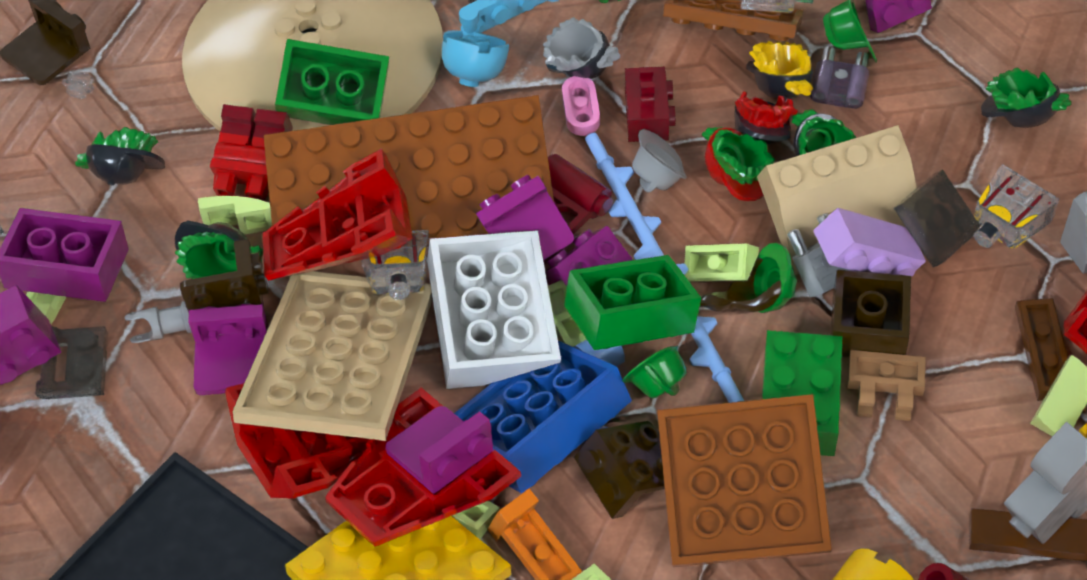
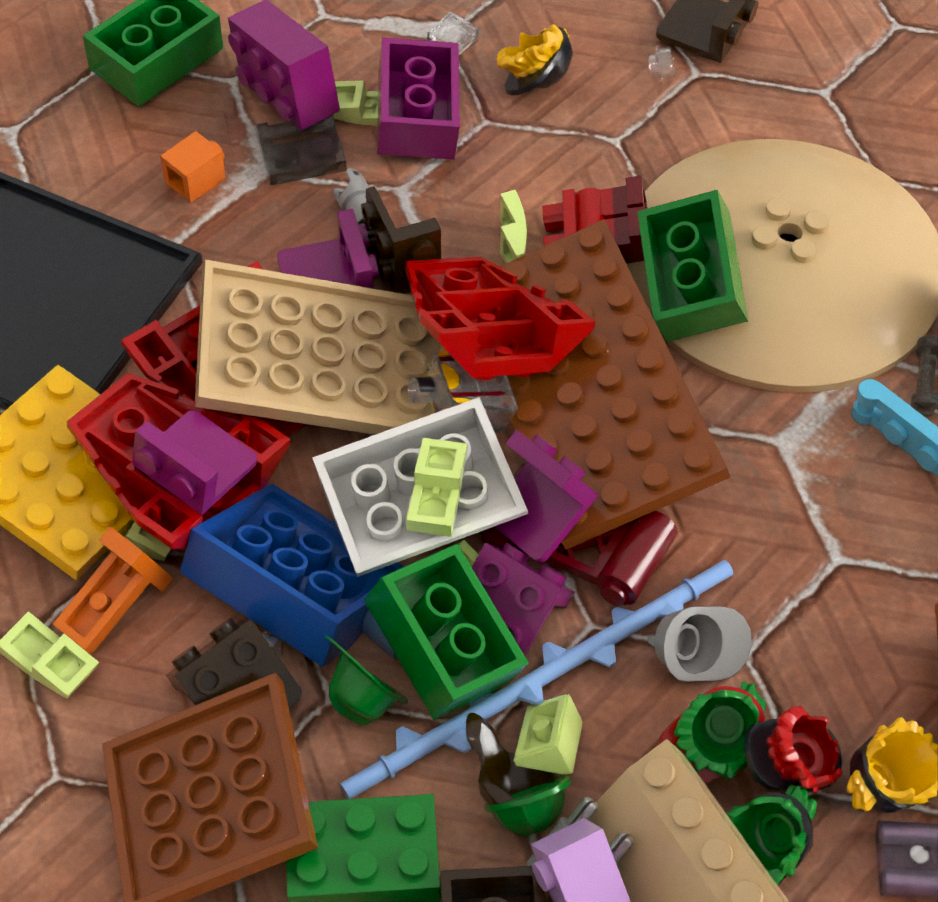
camera: 75 degrees right, 0 degrees up
(50, 164) = (537, 60): none -> hair
(71, 445) = (193, 166): none -> orange brick
(120, 156) = (559, 117): black hair -> none
(208, 248) = (458, 218): green hair -> none
(473, 57) = (807, 407): medium azure cylinder -> none
(500, 281) = (436, 487): none -> yellowish green slope
(578, 50) = (850, 520): light grey hair -> none
(583, 111) = (770, 546): bright pink plate -> none
(647, 102) = (795, 618): dark red brick -> none

